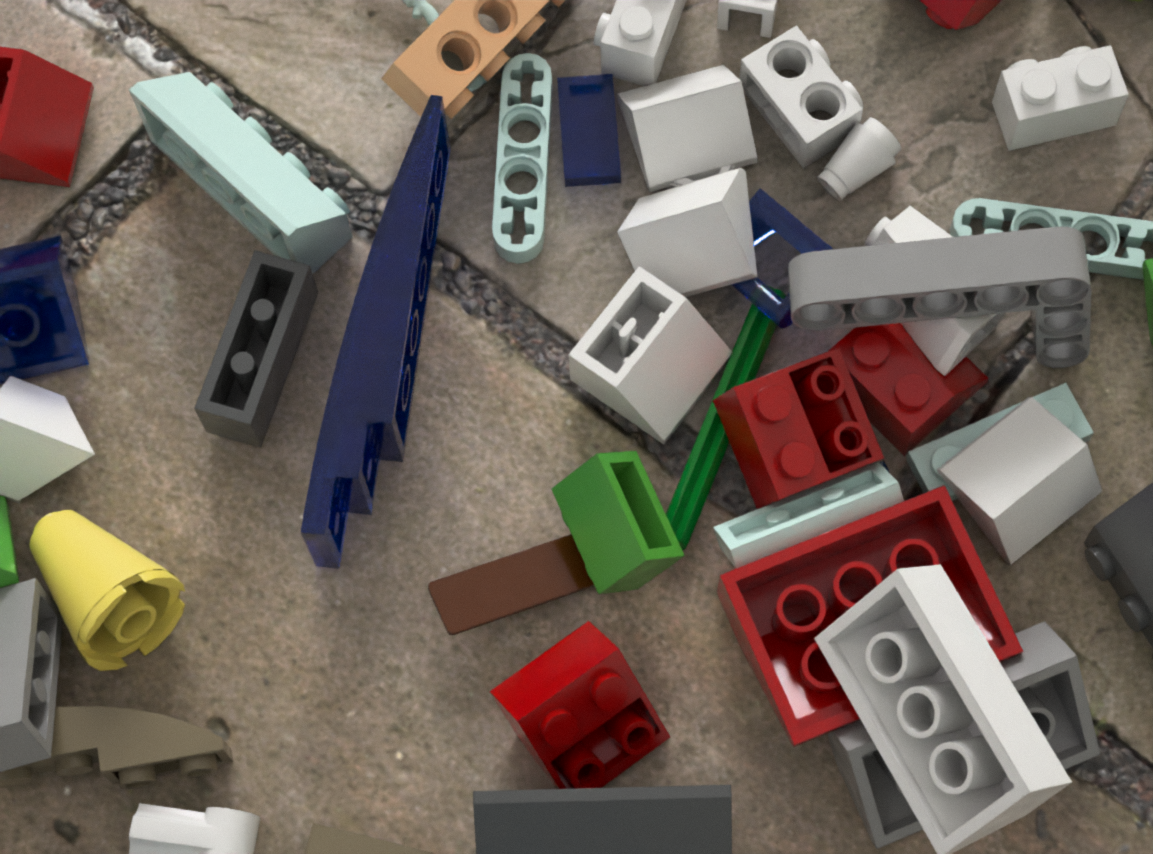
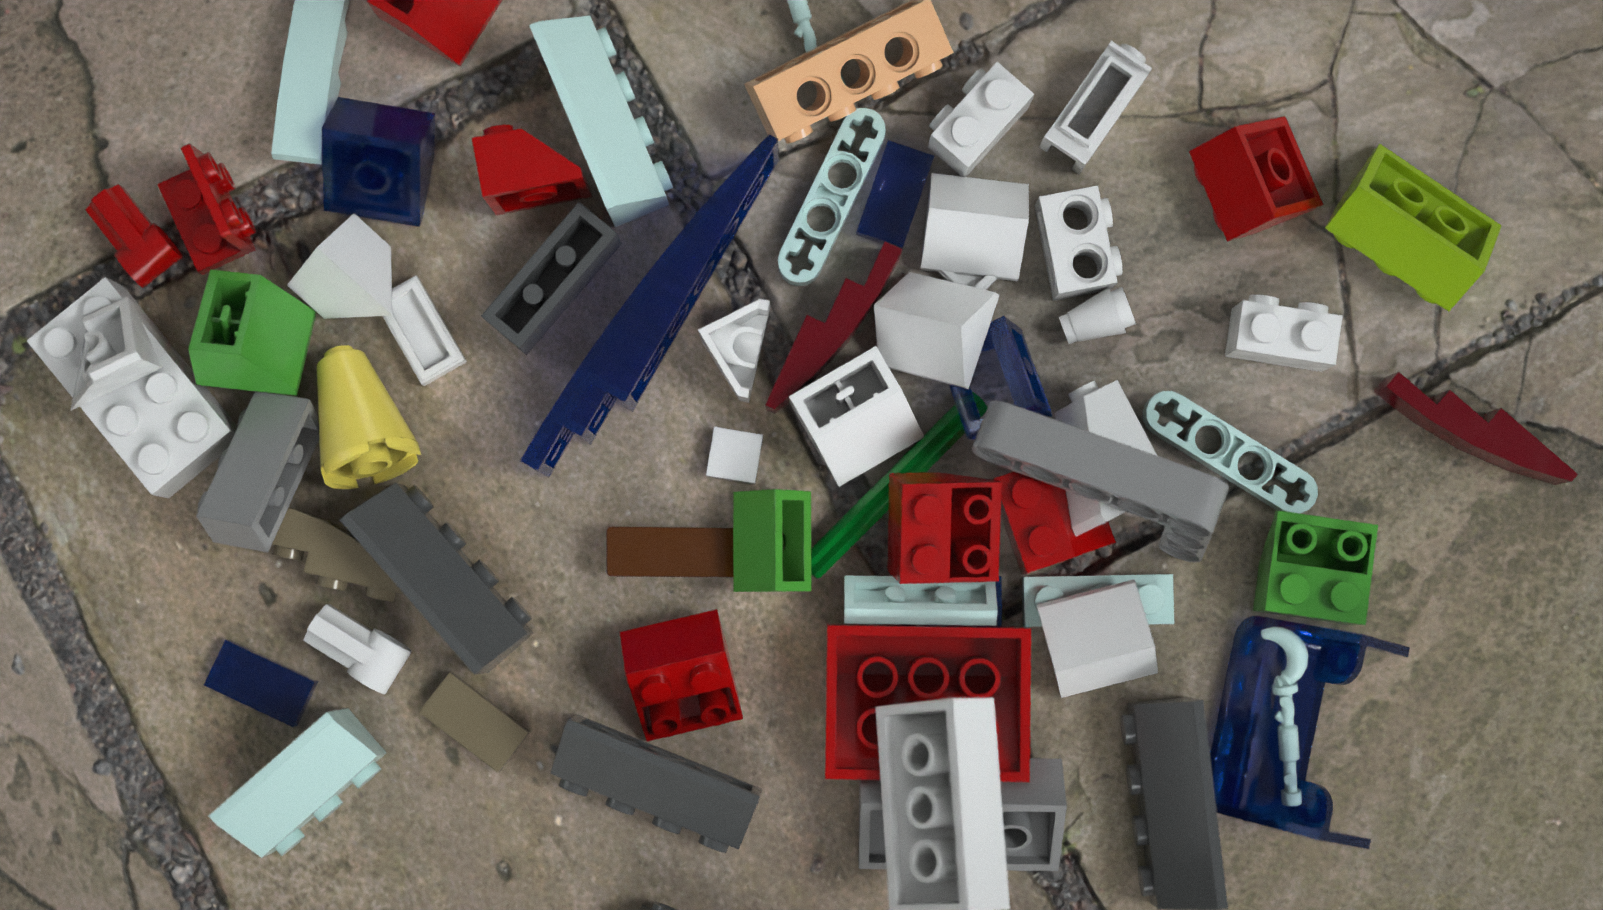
camera: 20 degrees right, 15 degrees up
(135, 471) = (422, 332): none -> white tile
(186, 248) = (524, 172): none -> red slope
(261, 716) = (439, 577): none -> dark grey slope
(483, 338) = (737, 344): none -> white slope
(534, 457) = (734, 455): none -> white tile
(579, 294) = (820, 341): none -> dark red slope

